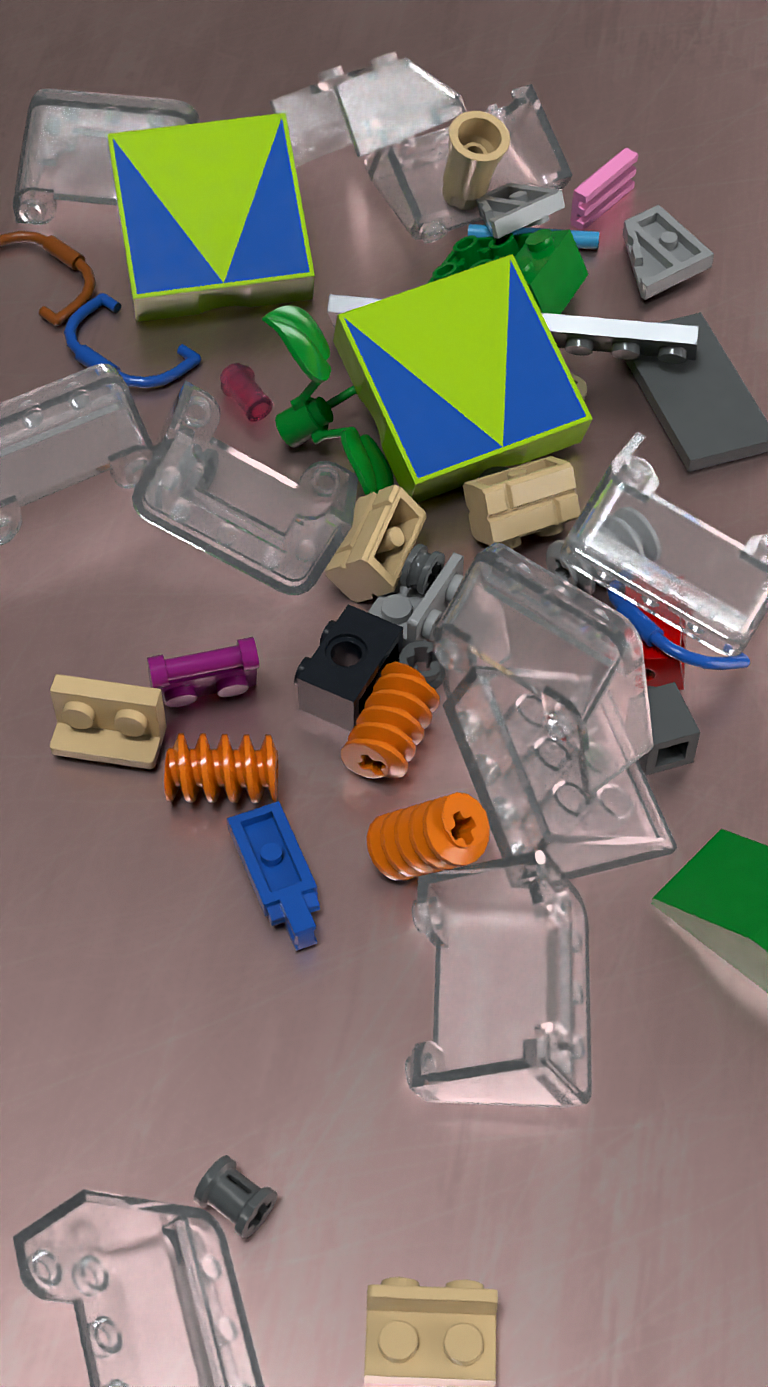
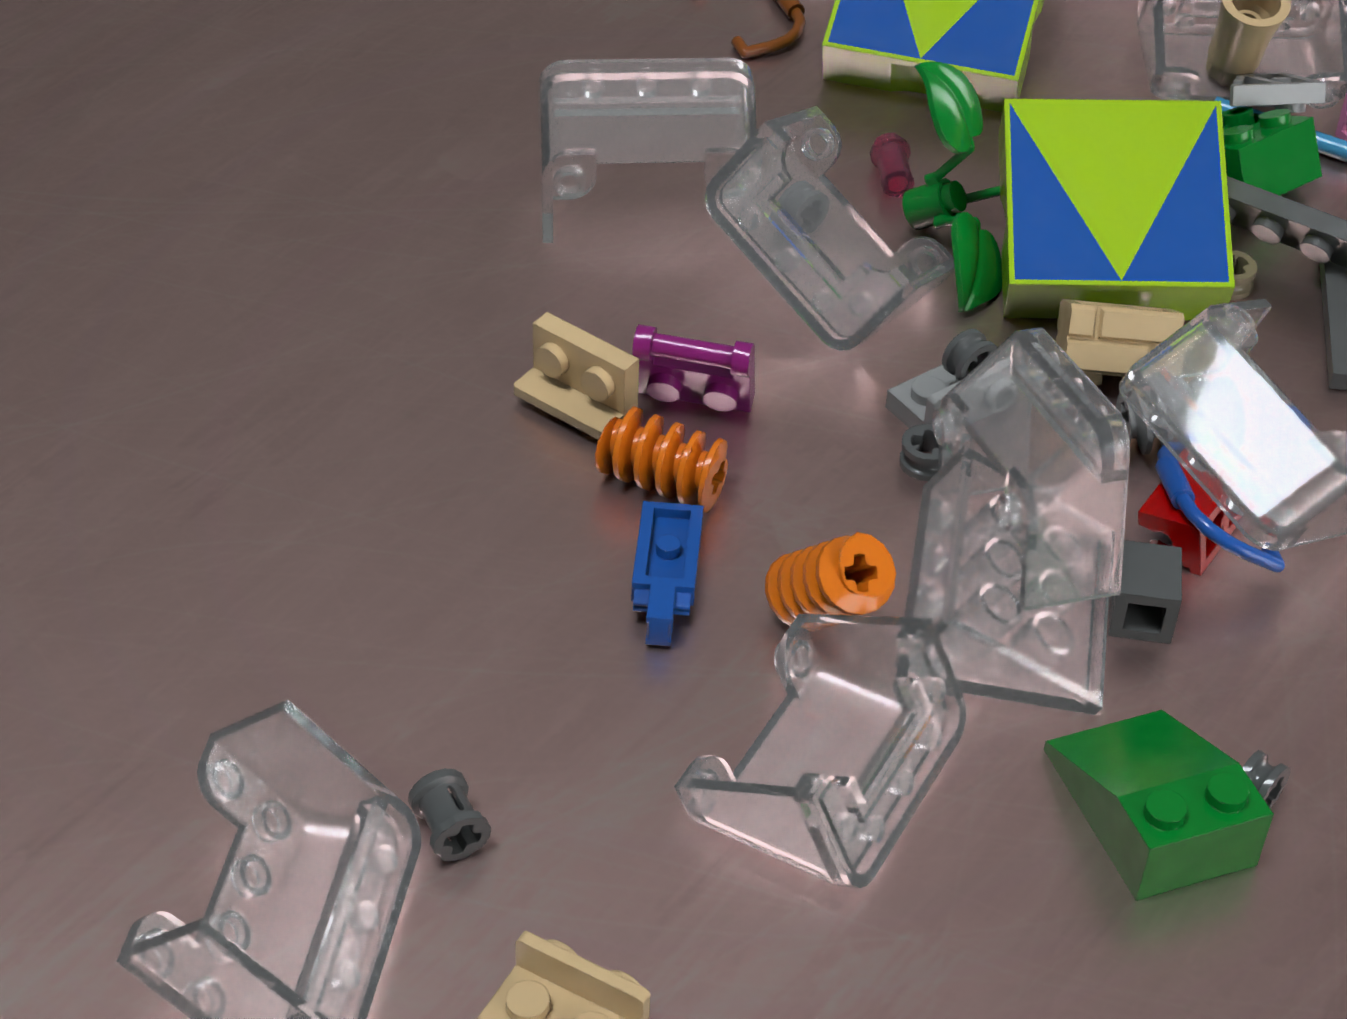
camera: 25 degrees right, 10 degrees down
(89, 357) = (769, 106): blue piece -> none
(347, 666) = (848, 423): black brick -> none
(377, 544) = (921, 332): tan brick -> none
(391, 723) = (858, 482): orange piece -> none

